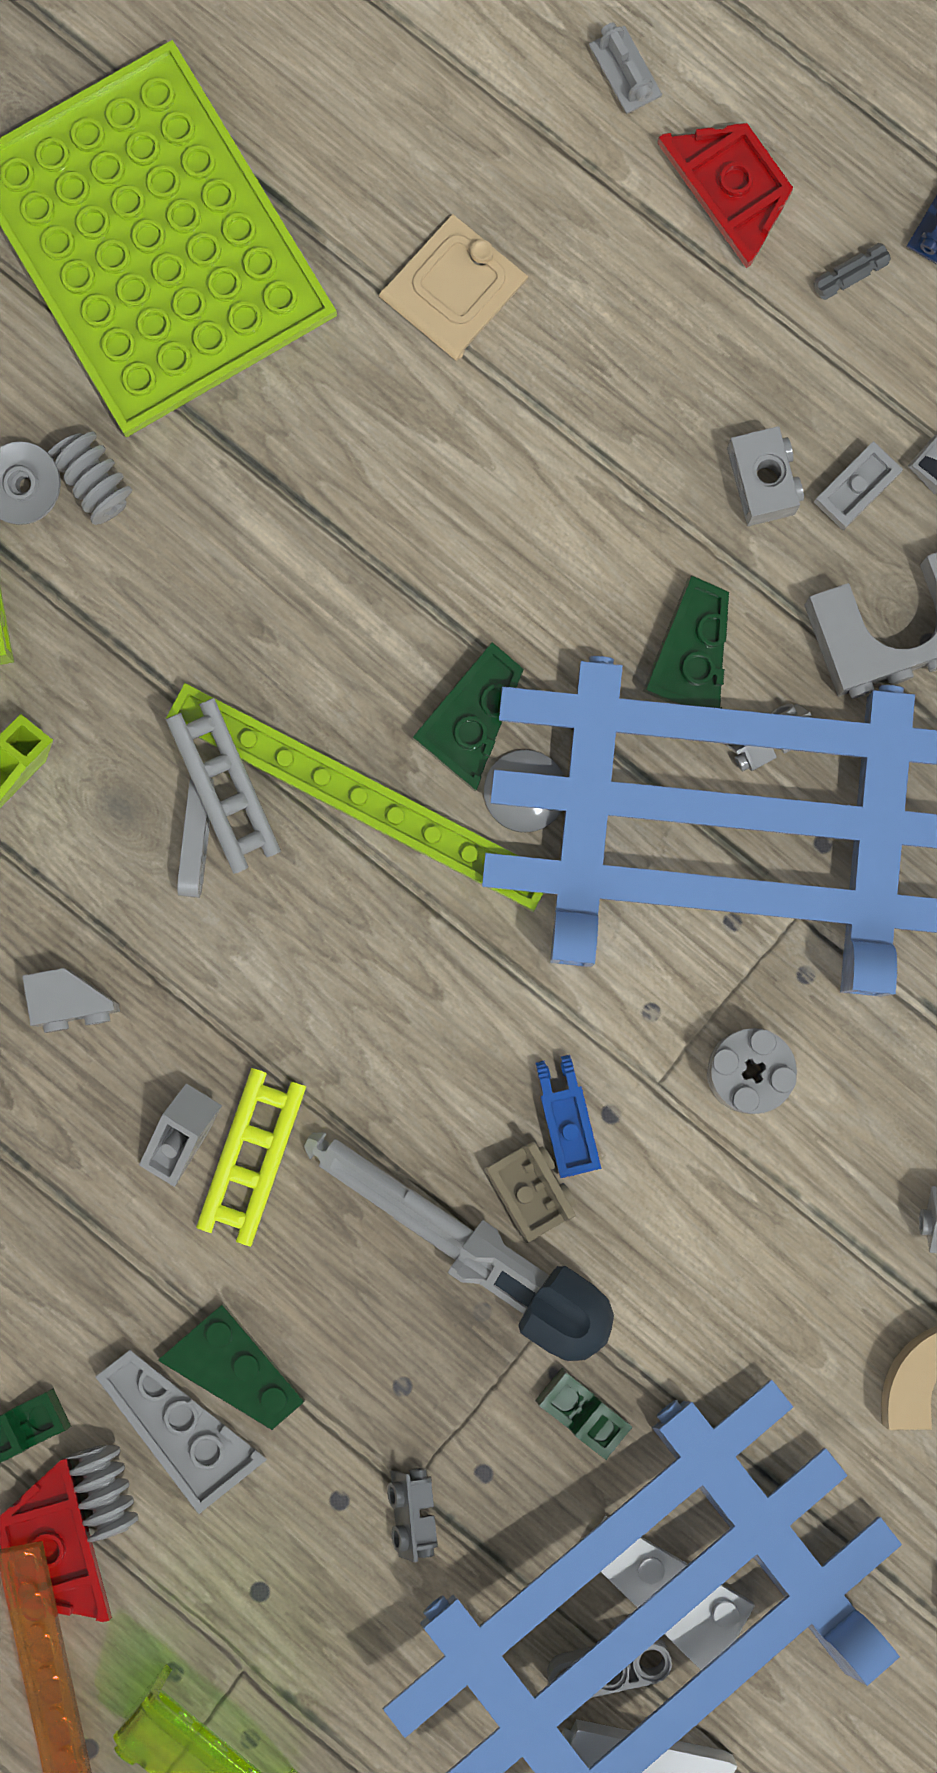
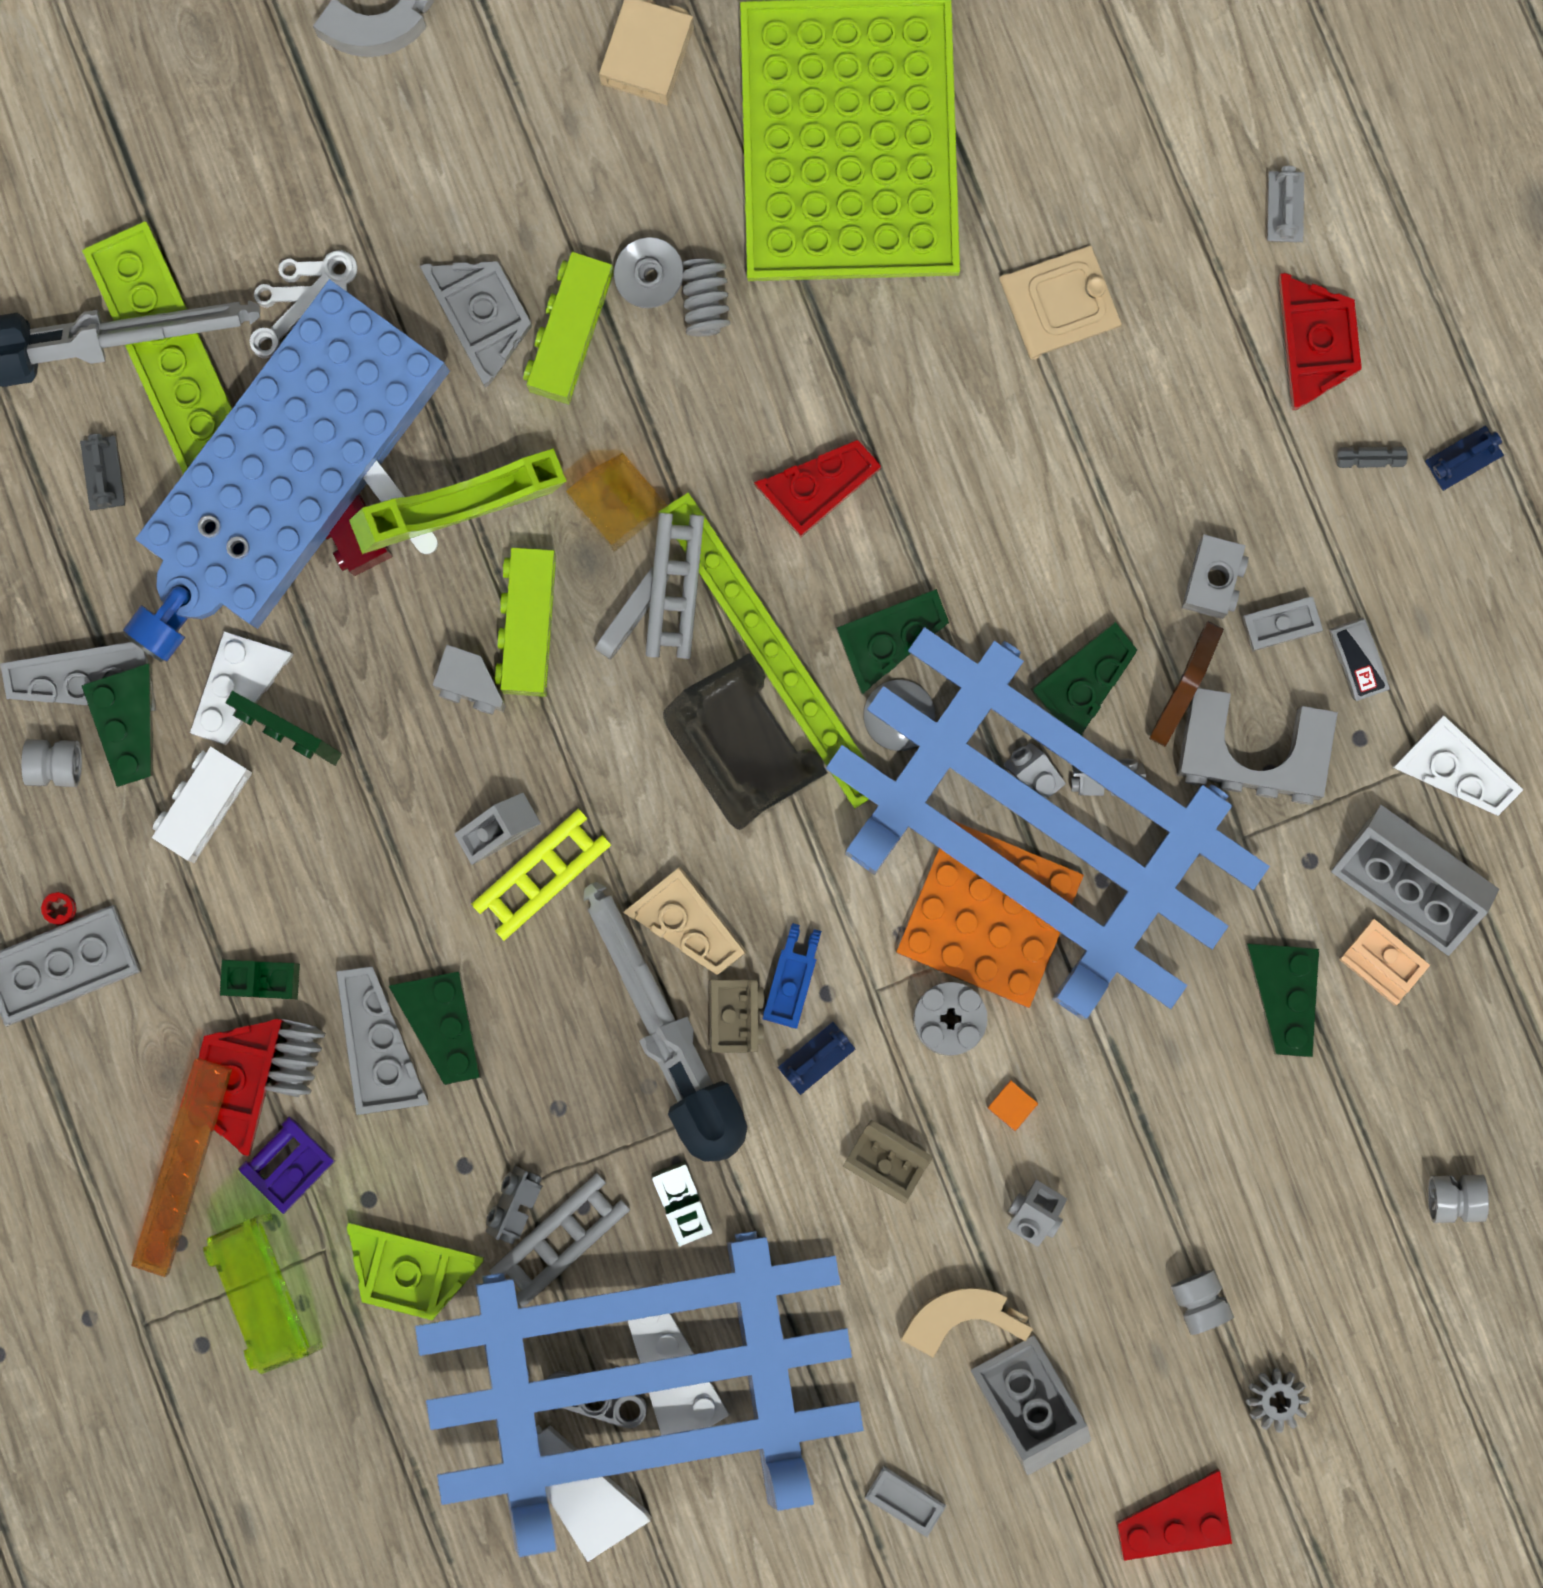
camera: 30 degrees right, 0 degrees up
(93, 906) = (528, 622): none -> lime brick
(115, 732) = (616, 500): none -> clear yellow slope
(168, 1610) = (296, 1172): none -> dark purple plate
(314, 604) = (817, 487): none -> red wing
(341, 1646) = (408, 1272): none -> lime wing
(380, 910) = (739, 744): none -> clear smoke windscreen
(427, 1120) = (687, 921): none -> tan wing
(489, 1548) = (563, 1217): none -> light grey bar
(637, 1187) = (816, 1058): none -> dark blue hinge
(694, 770) = (1034, 770): none -> light grey bracket
(731, 965) = (979, 931): none -> orange plate
(770, 1251) = (888, 1160): none -> dark tan bracket
(803, 597) = (1188, 684): none -> reddish brown beam
(862, 1123) = (1012, 1105): none -> orange tile

